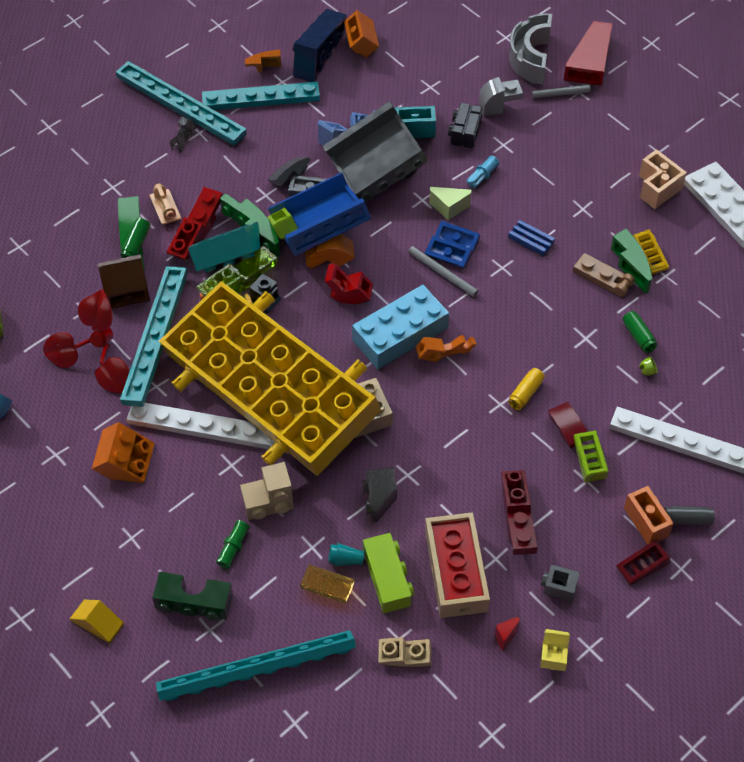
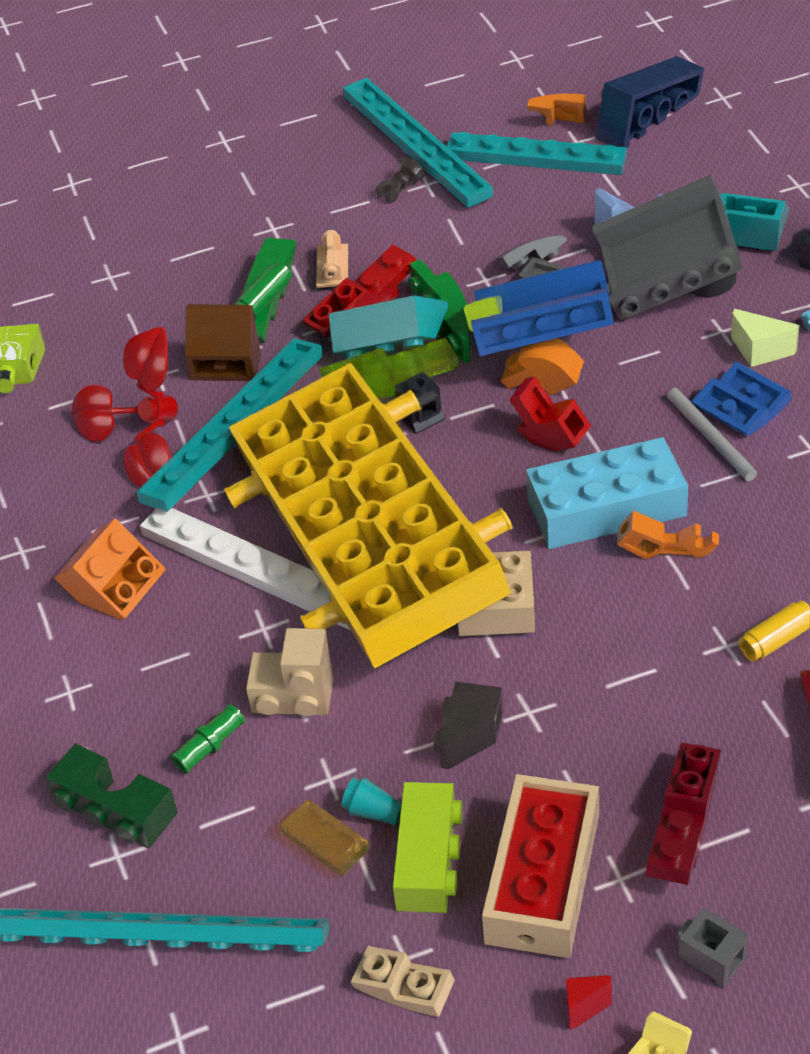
camera: 25 degrees right, 10 degrees down
(361, 34) = (717, 97): orange brick -> none

